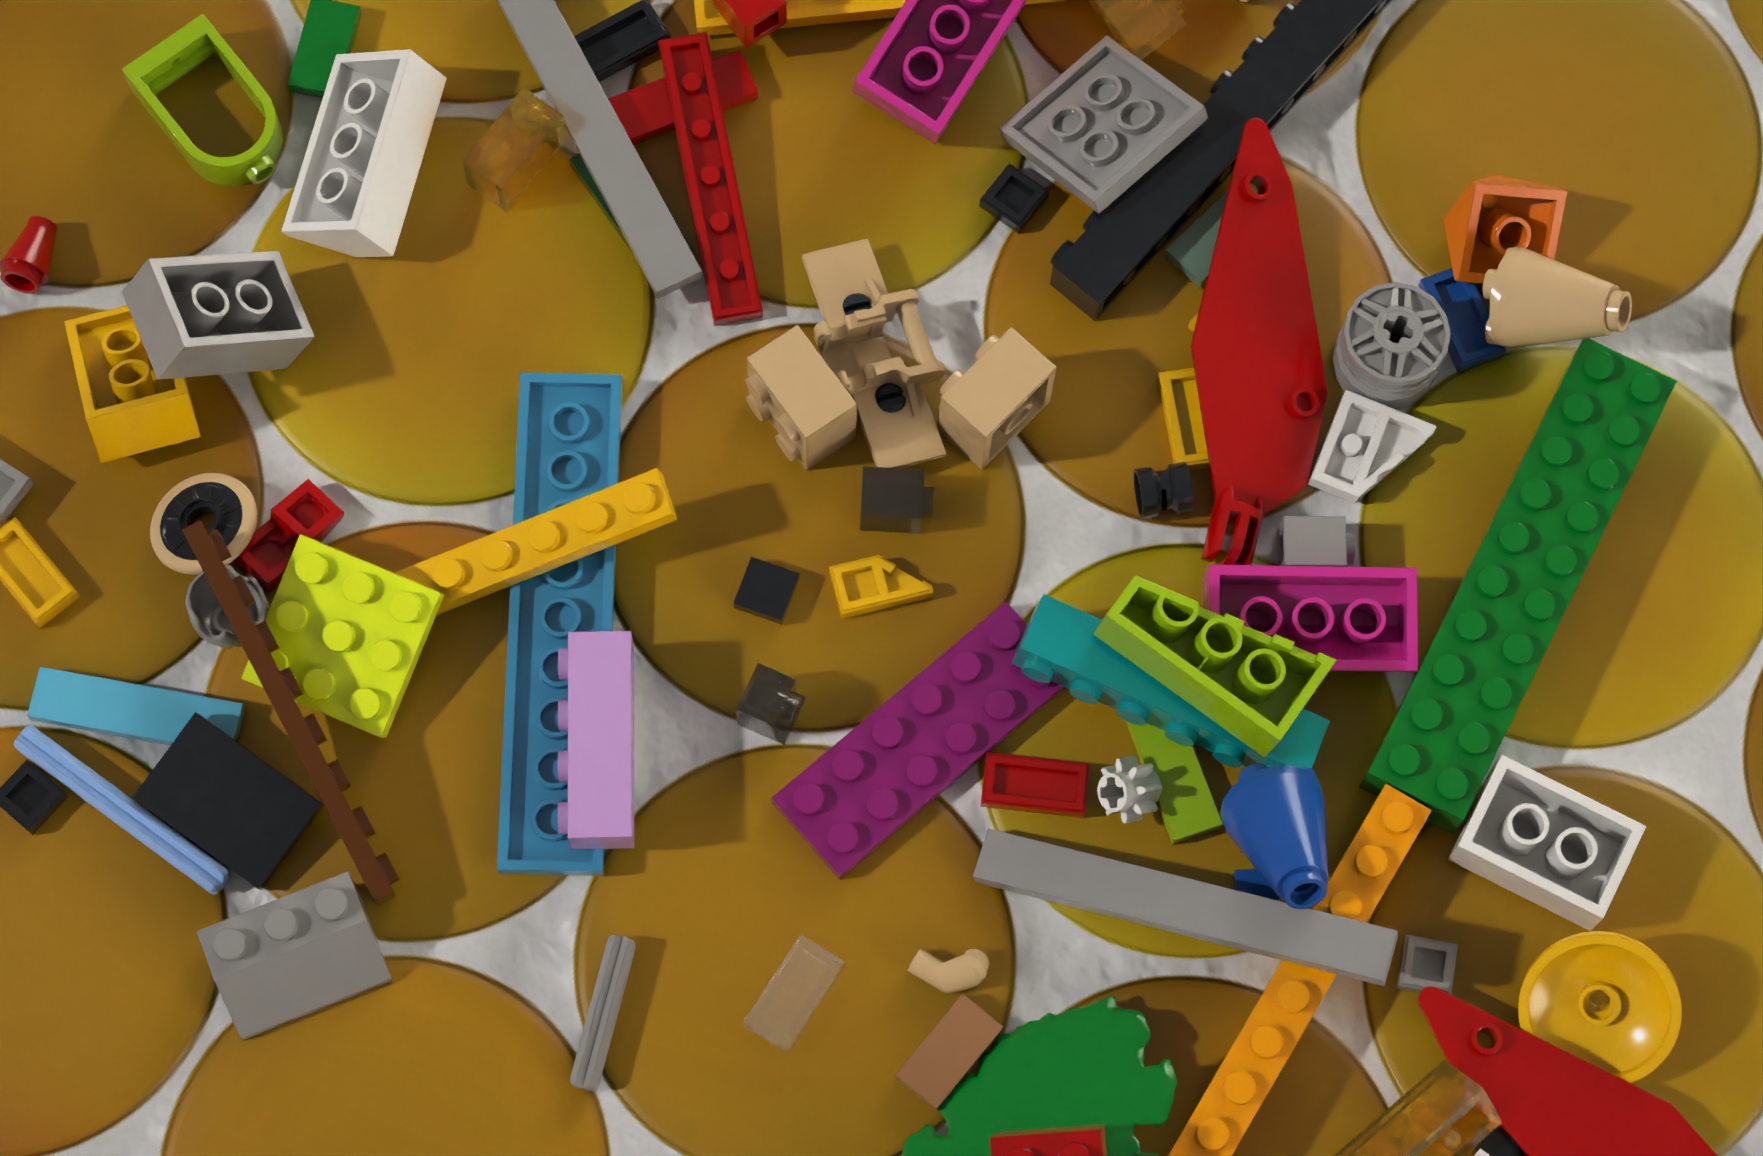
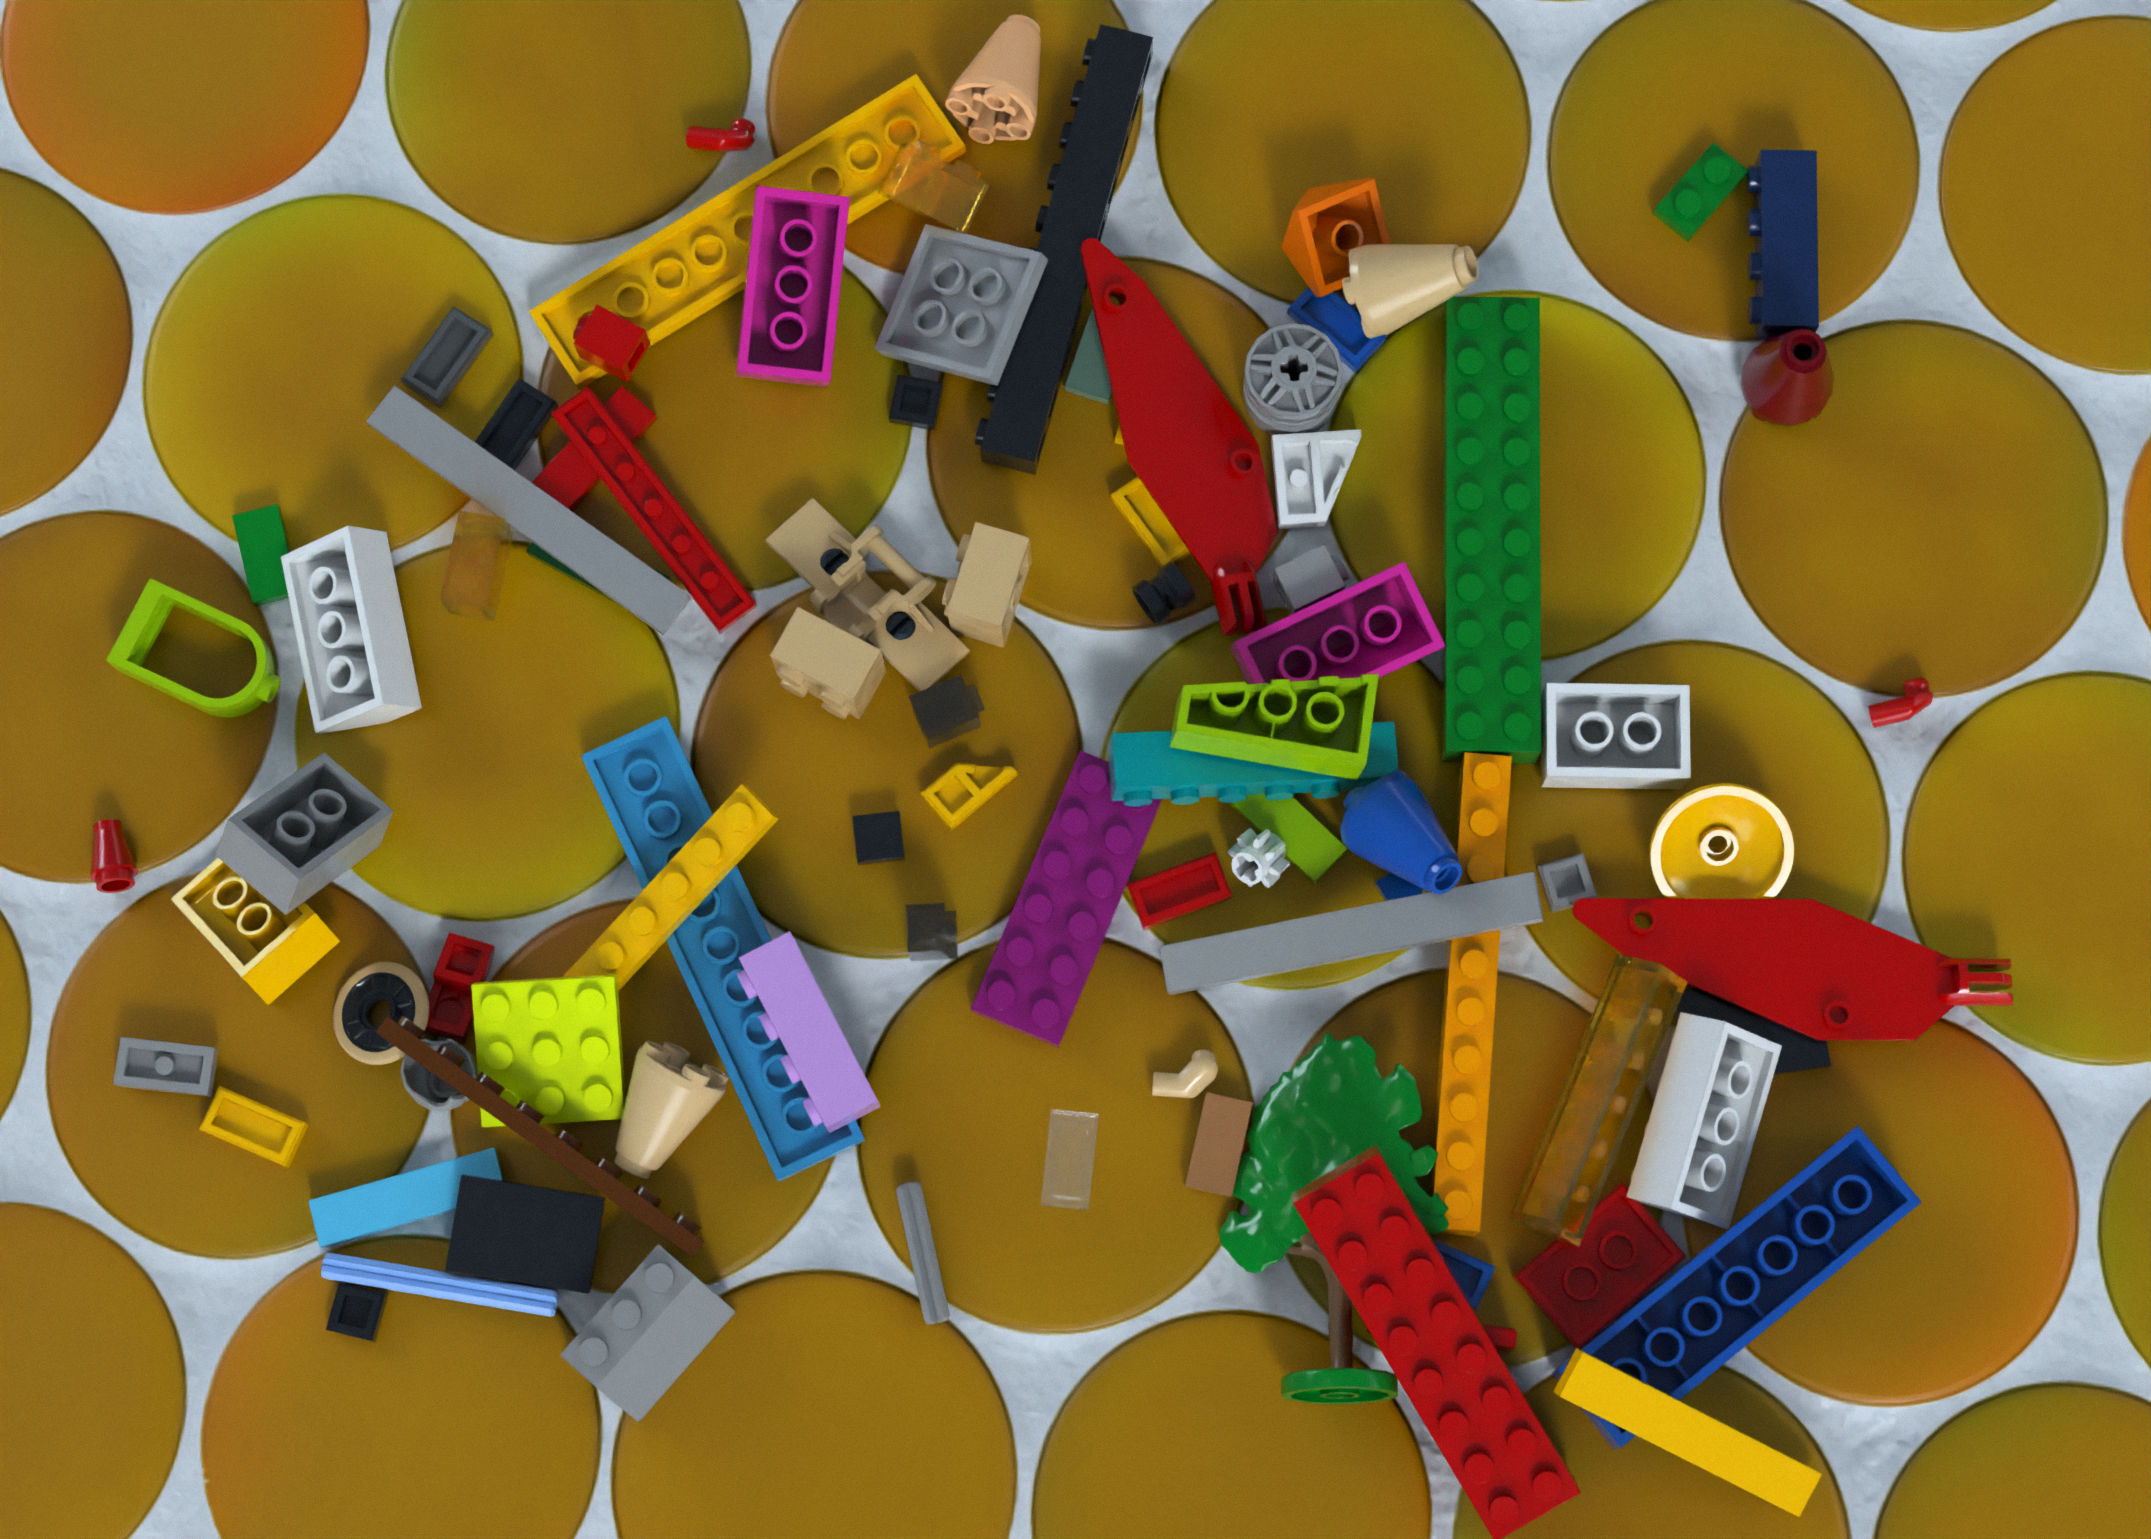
camera: 20 degrees left, 5 degrees up
(424, 742) = (664, 1105): none -> tan cone

